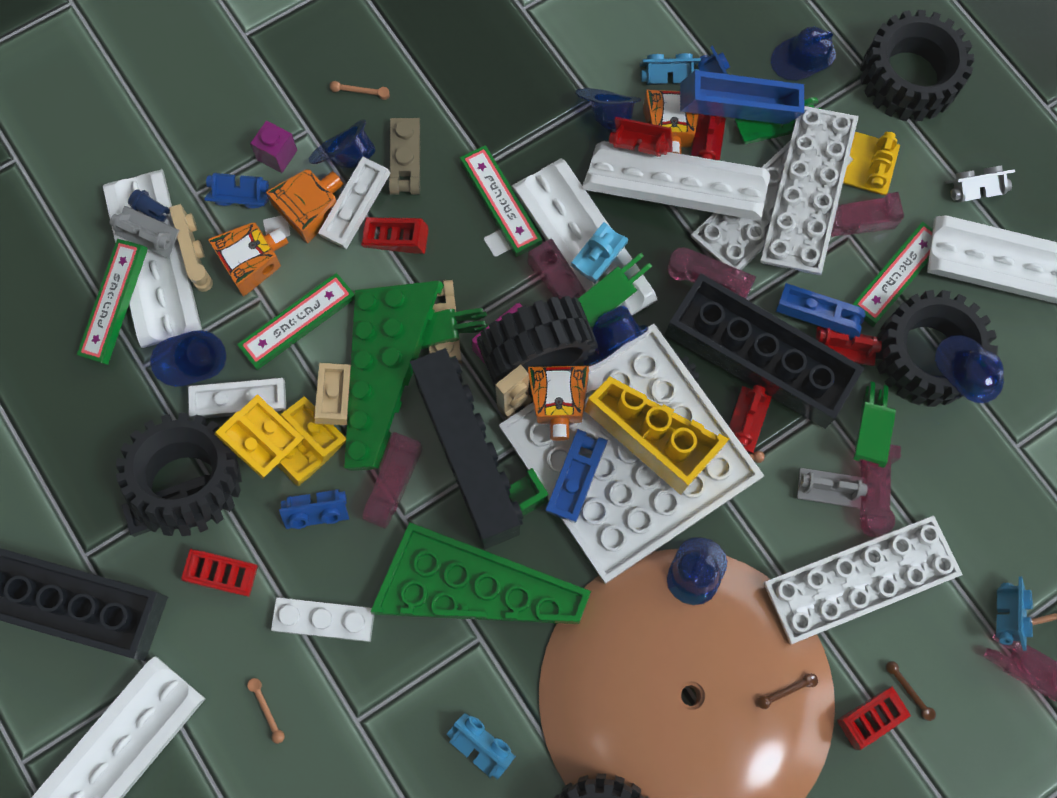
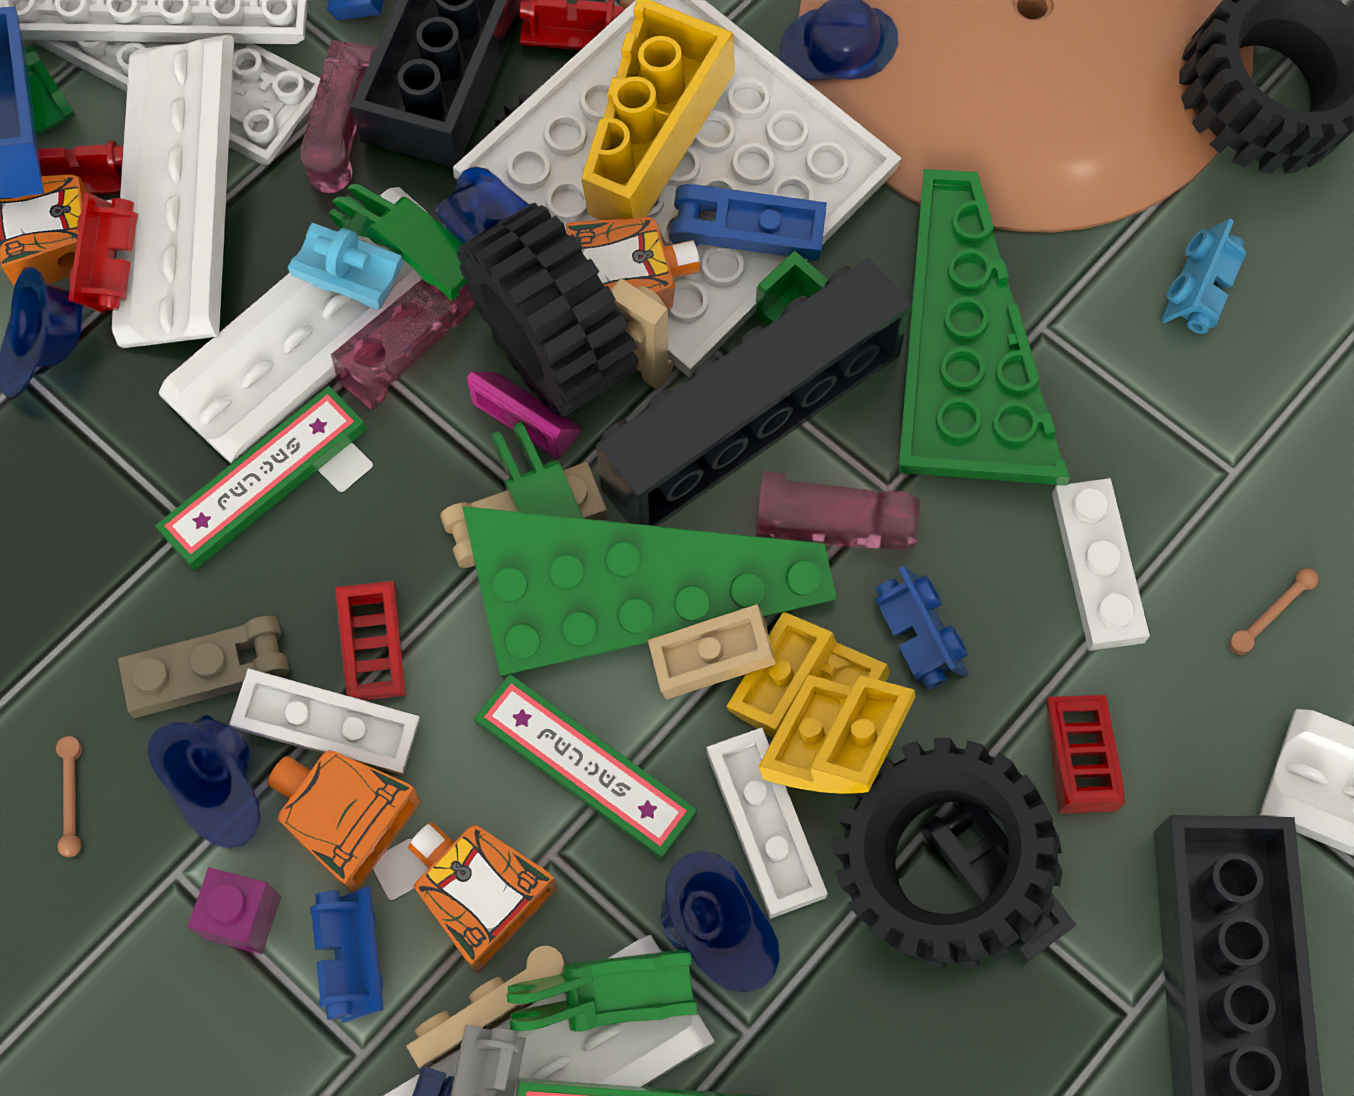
camera: 100 degrees left, 5 degrees down
(174, 293) = (608, 992): none -> green arm

